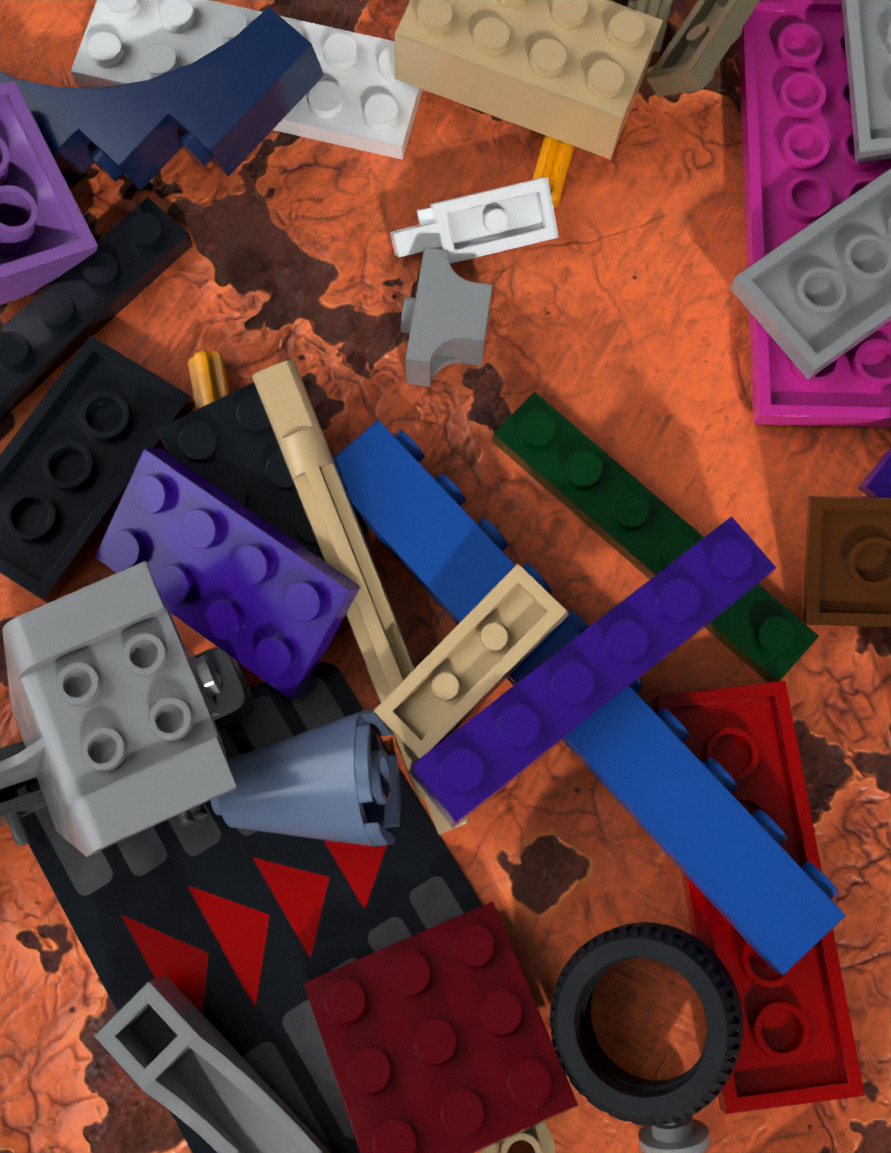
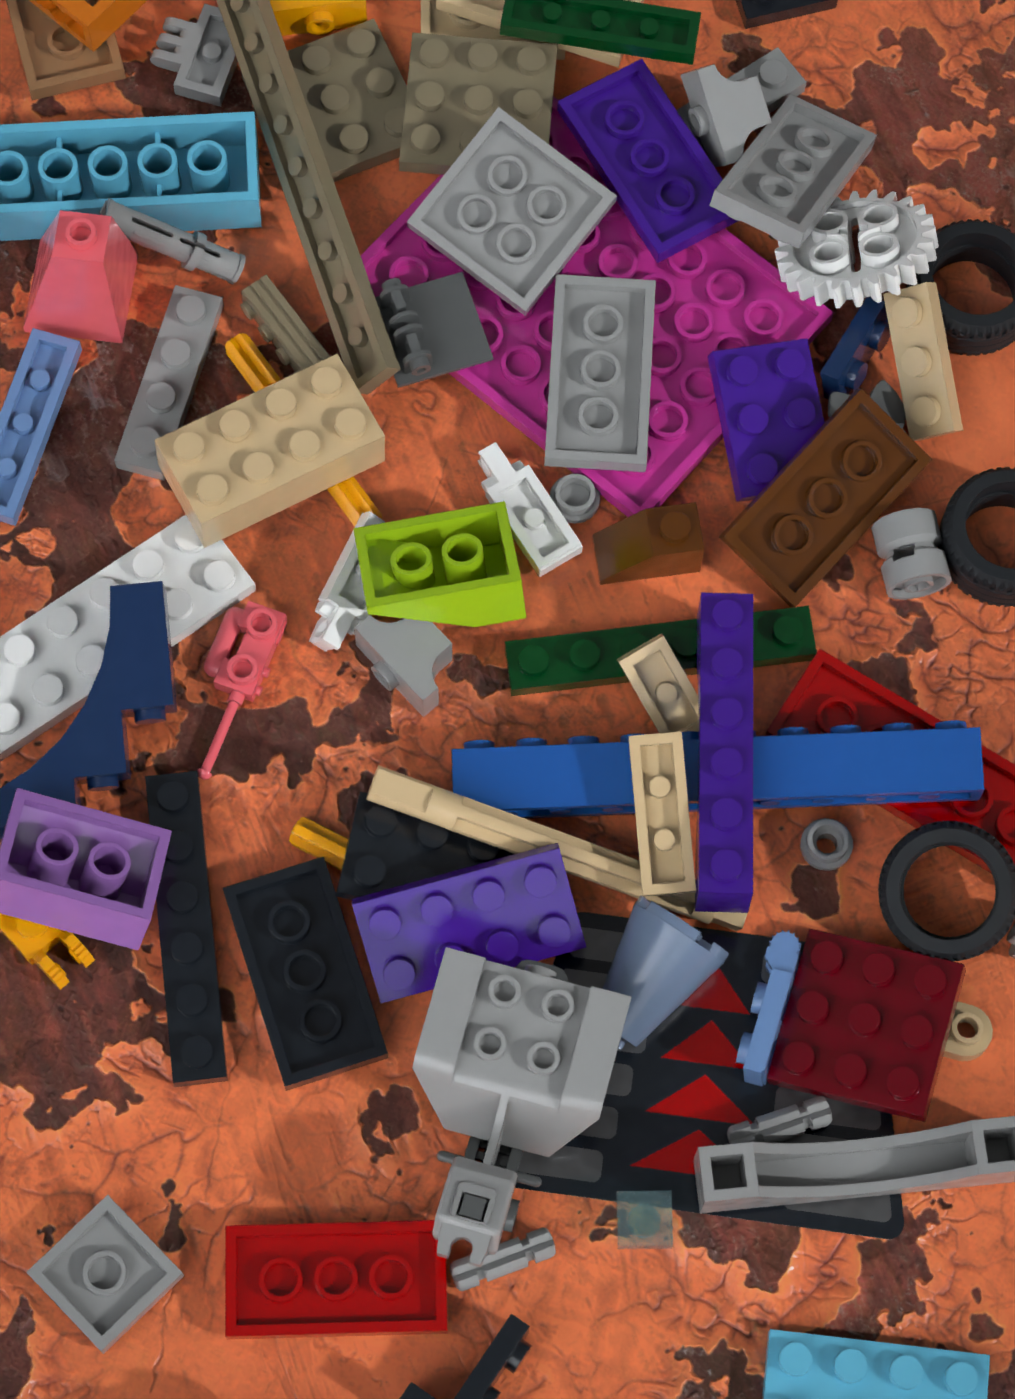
camera: 50 degrees left, 5 degrees down
(63, 976) = (644, 1219): none -> clear light blue plate
(267, 1035) = (783, 1123): none -> light grey axle
(321, 196) = (245, 670): none -> coral piece
(381, 926) = (770, 1004): none -> medium blue hinge
(548, 276) = (443, 567): none -> lime slope
(611, 559) = (662, 686): none -> tan plate
(616, 843) = (831, 830): none -> light grey plate
(675, 315) = (532, 514): none -> white hinge
(726, 344) = (575, 497): none -> light grey plate
(744, 443) = (650, 545): none -> reddish brown slope
(766, 91) = (432, 327): none -> dark grey hinge

